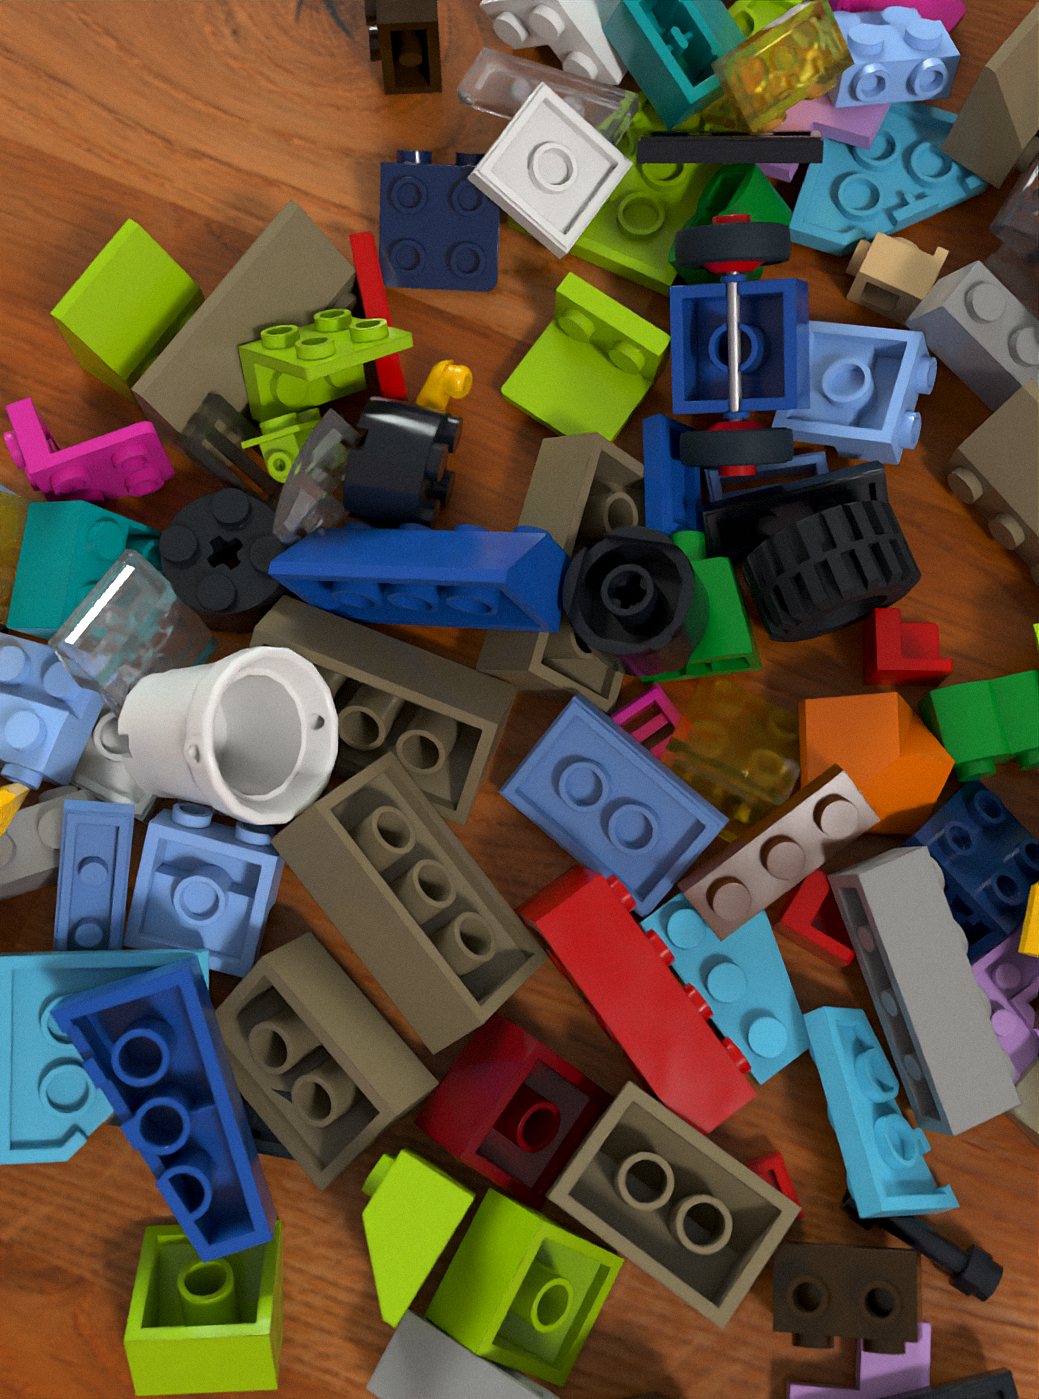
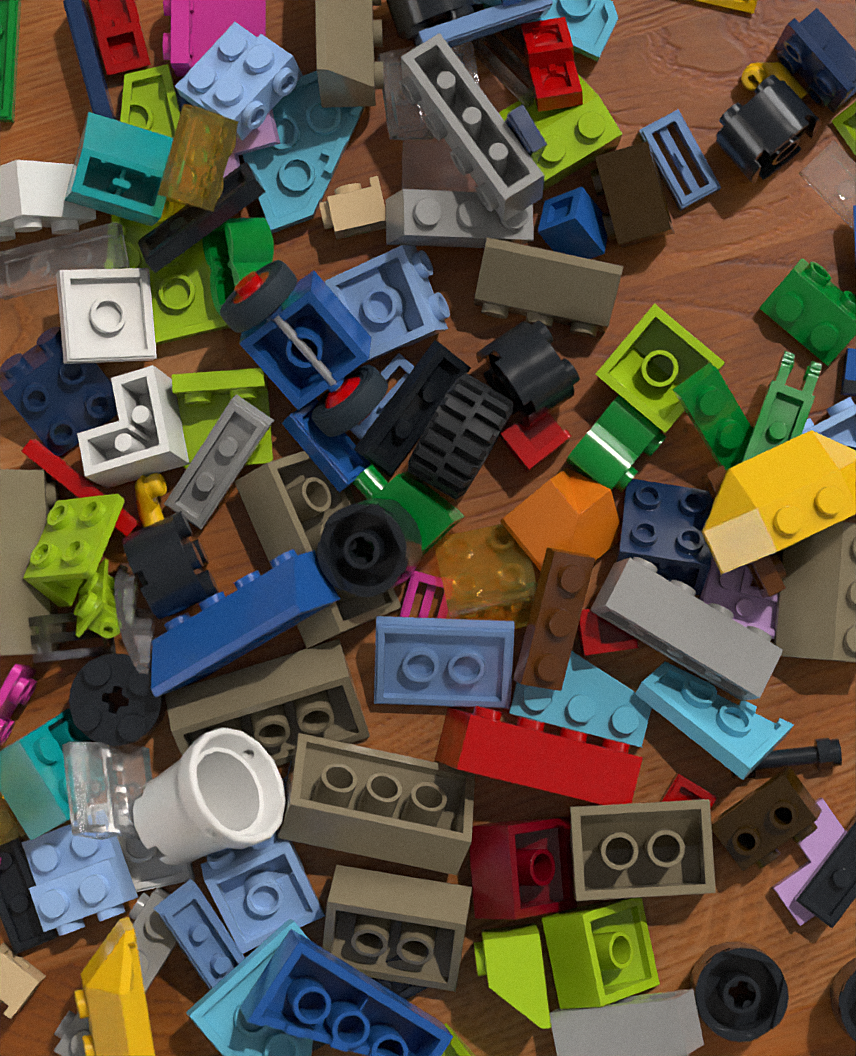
camera: 35 degrees left, 10 degrees up
(483, 317) = (145, 437): none -> white brick
(545, 404) = (219, 461): none -> light grey tile
(963, 567) = (529, 371): none -> black brick

